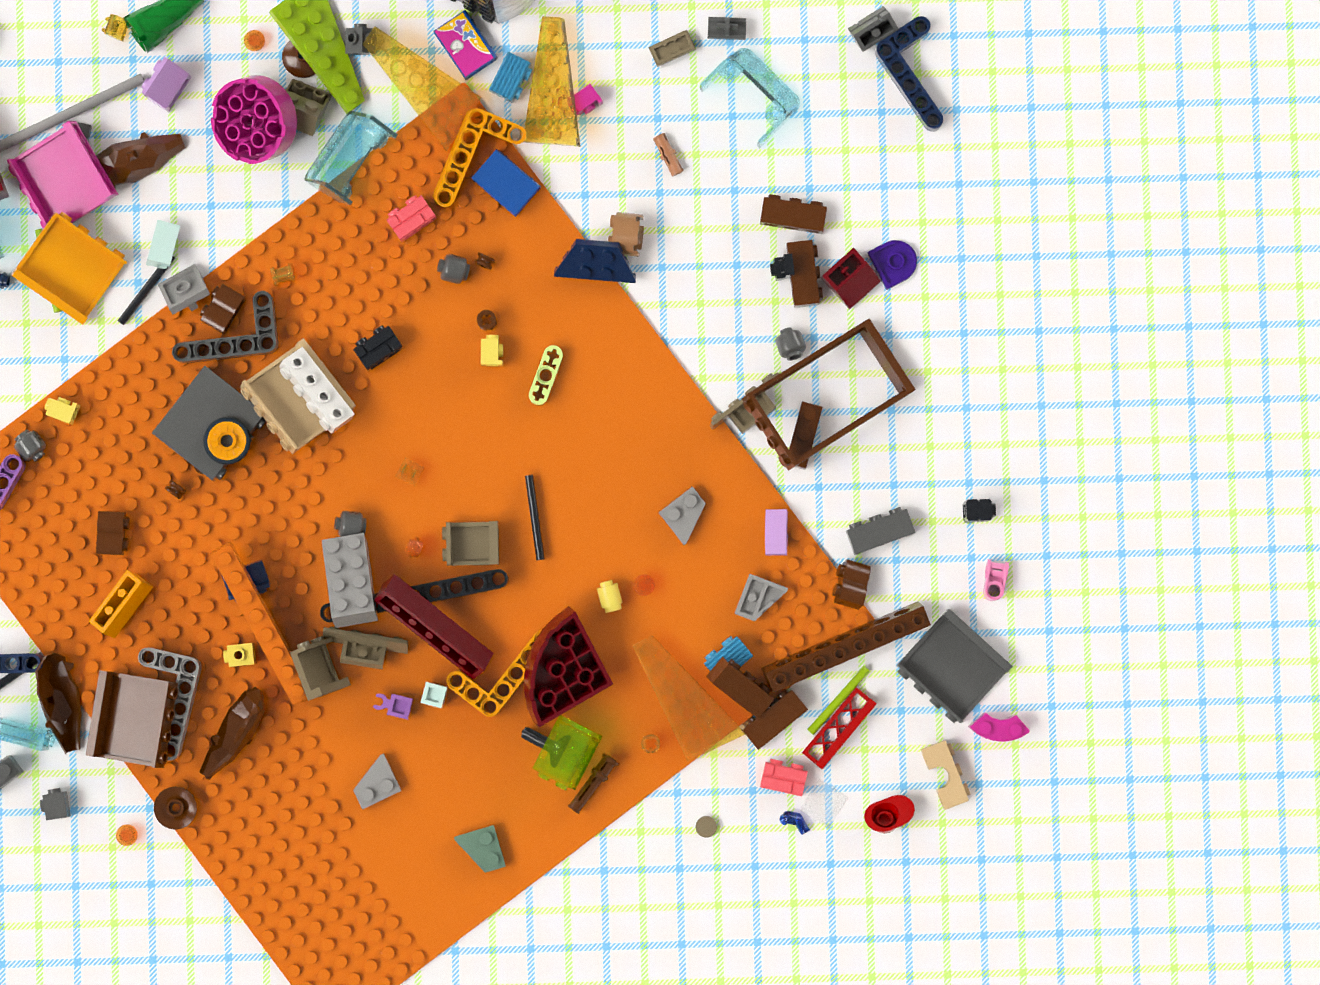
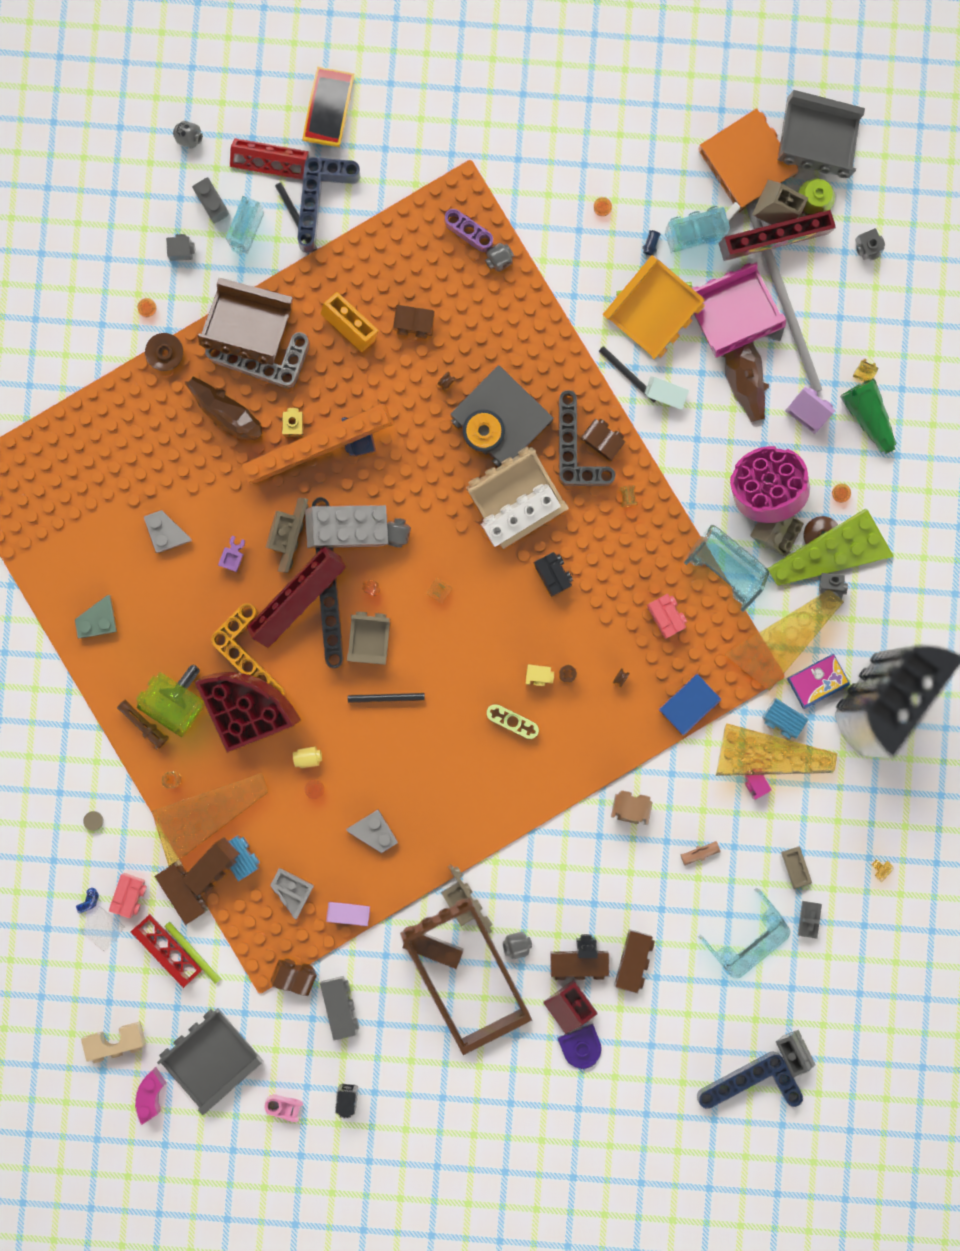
camera: 90 degrees right, 0 degrees up
(60, 700) = (270, 260): reddish brown piece -> none
(62, 410) = (527, 288): light yellow brick -> none
(184, 289) = (624, 407): light grey hinge -> none
(316, 668) = (271, 489): dark tan panel -> none
(434, 694) = (237, 591): light aqua panel -> none
(453, 268) = (617, 649): dark grey head -> none
(469, 149) = (723, 674): light orange beam -> none
(595, 262) = (609, 778): dark blue wing -> none
(846, 646) = (238, 966): reddish brown brick -> none
(889, 813) = (83, 988): red piece -> none

